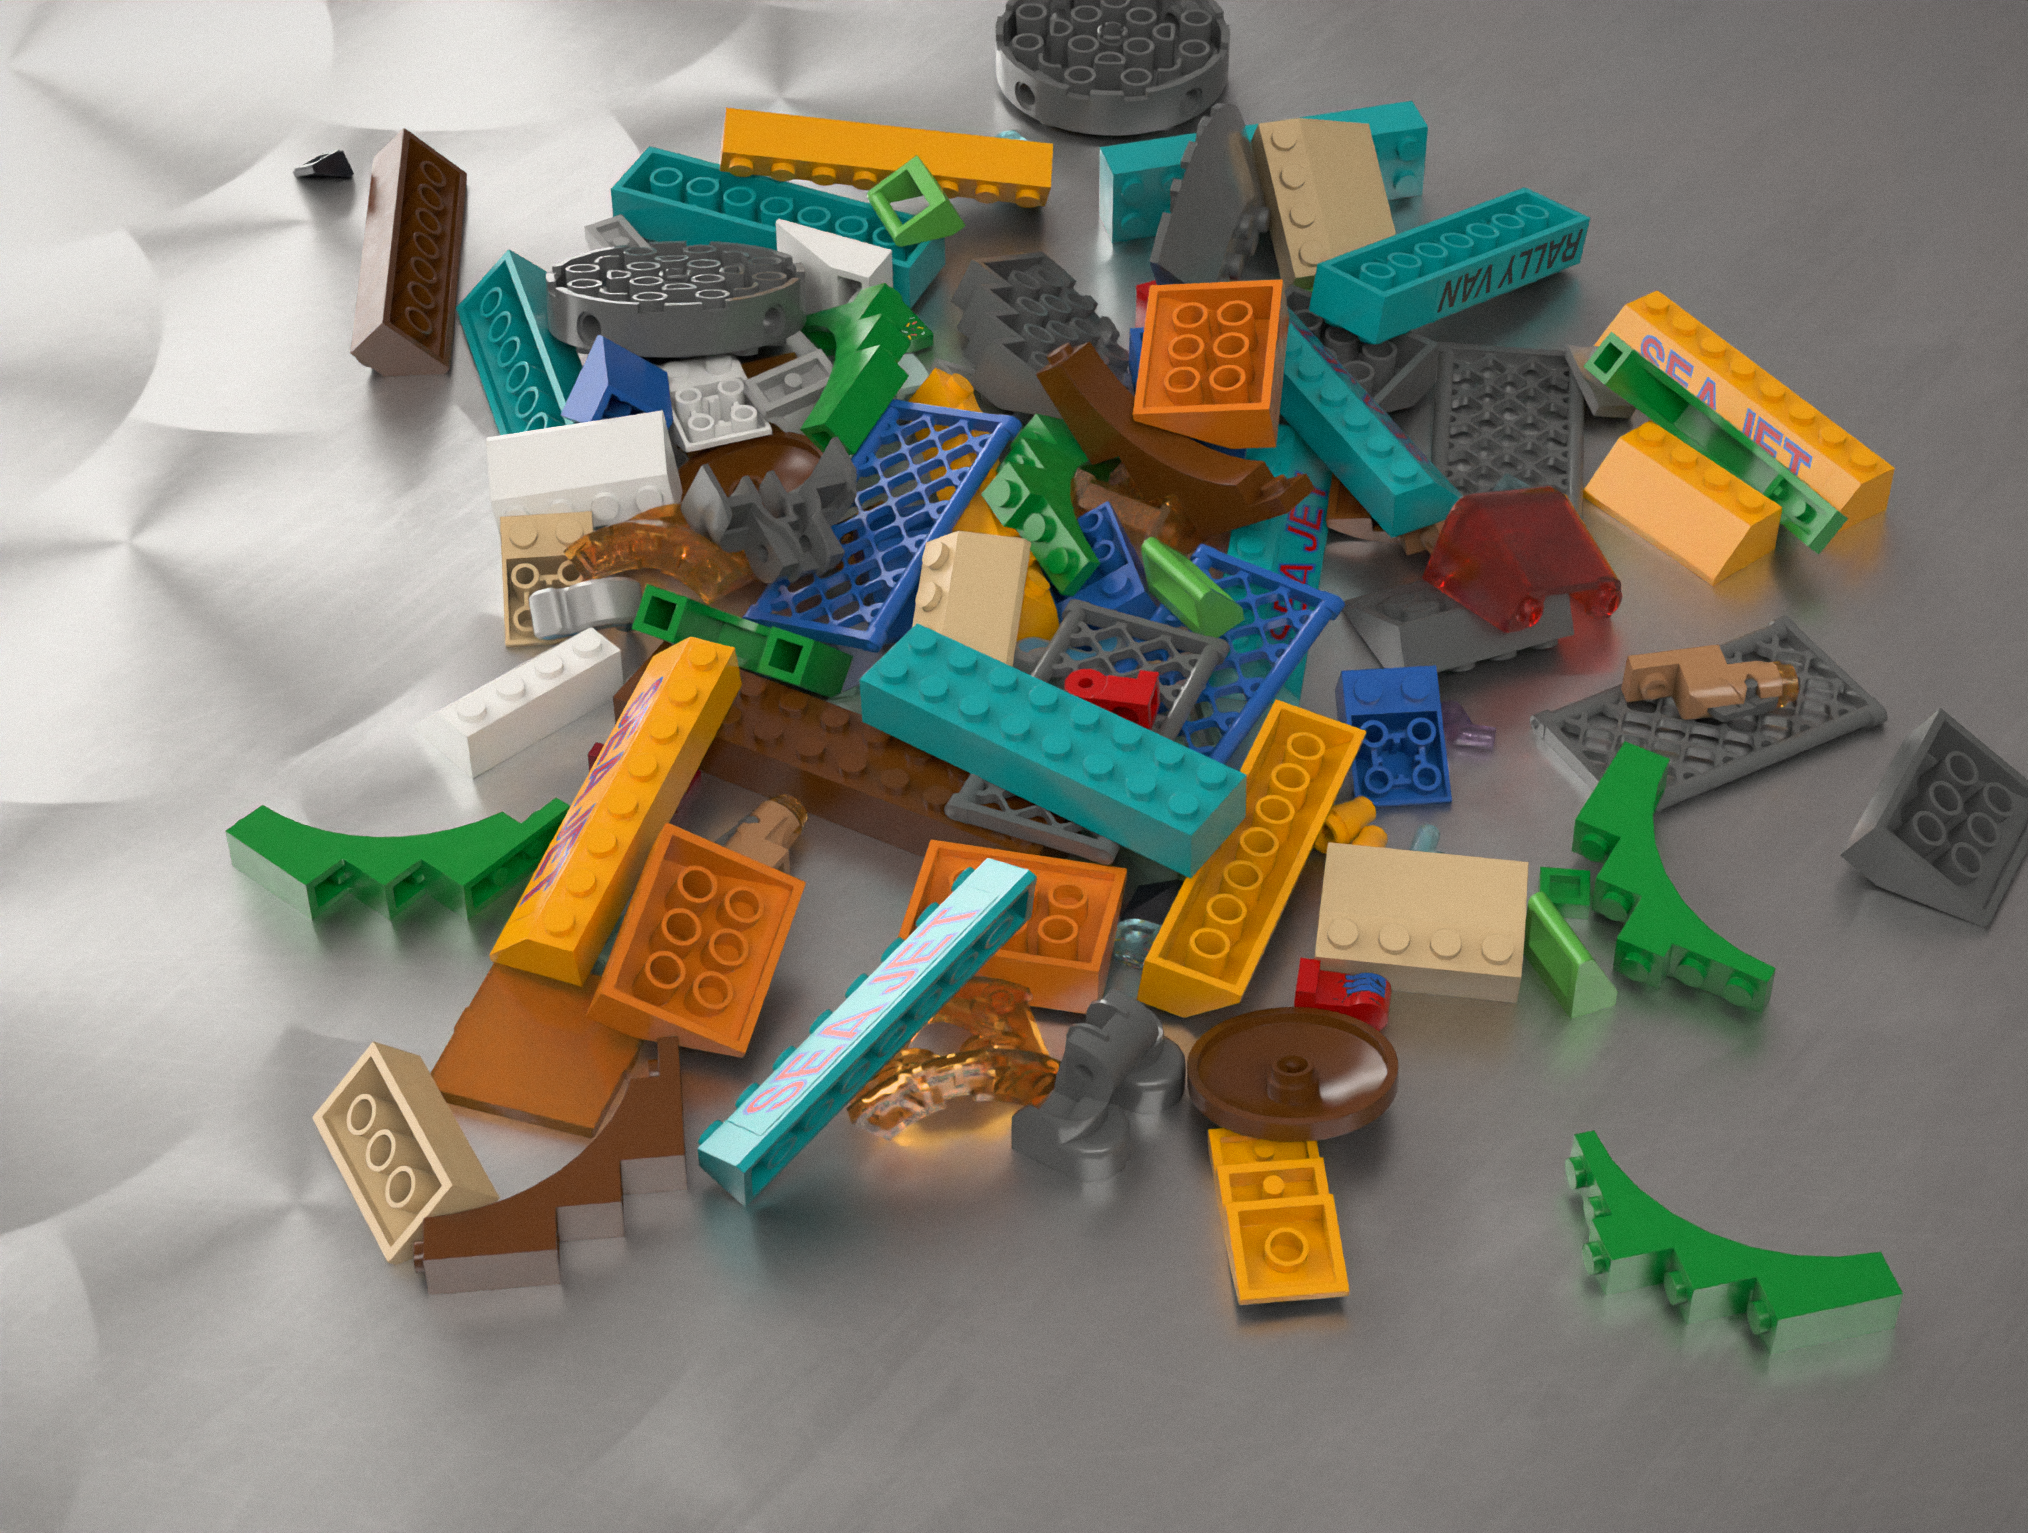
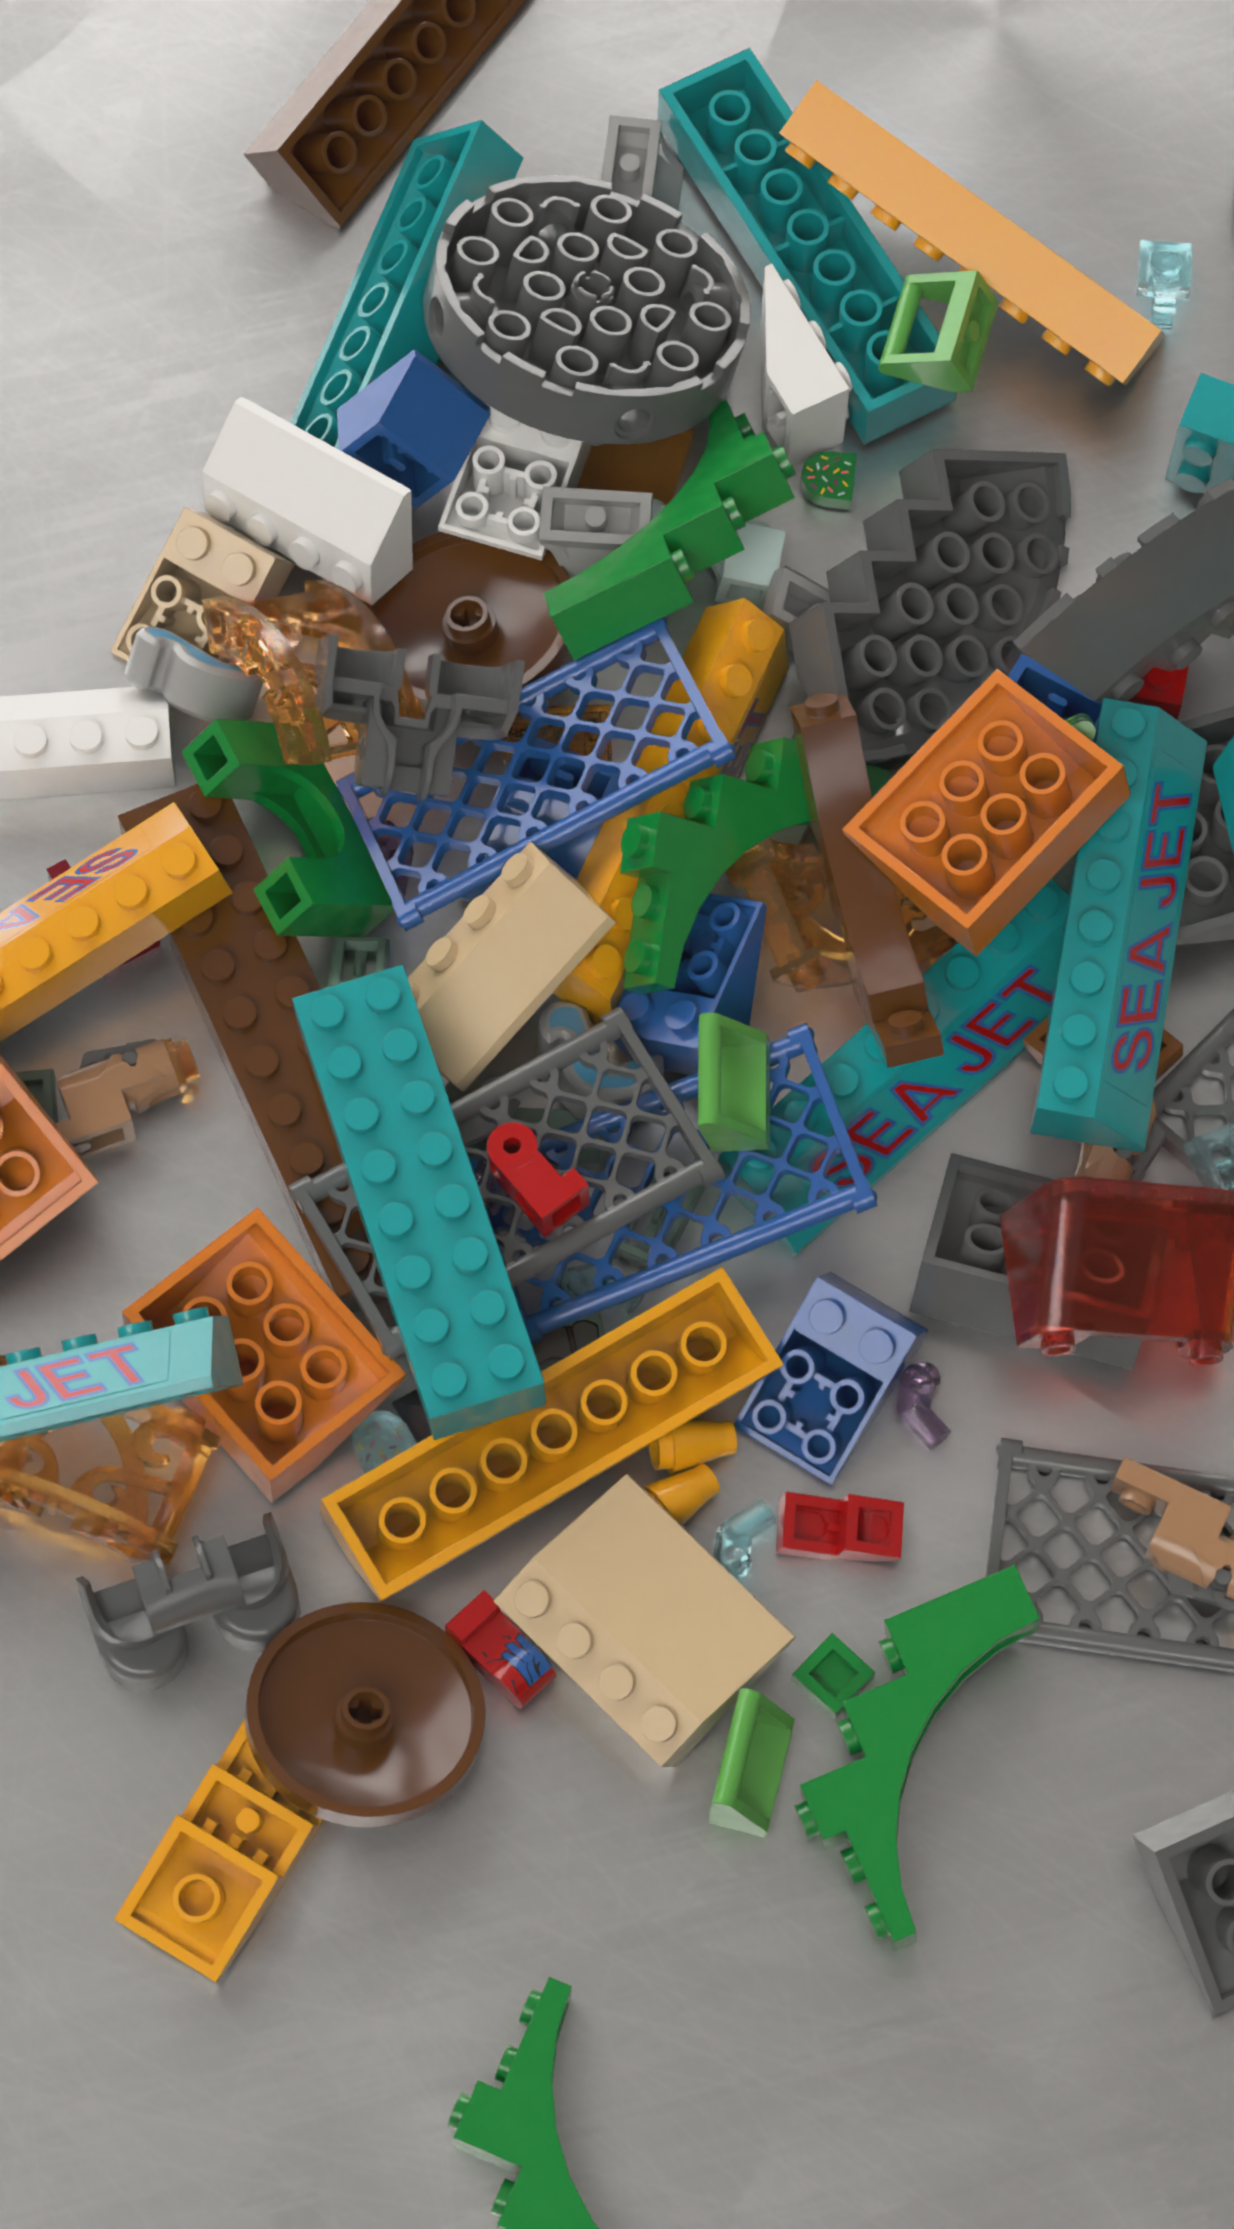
camera: 35 degrees right, 25 degrees up
(1487, 816) = (840, 1529): none -> red slope

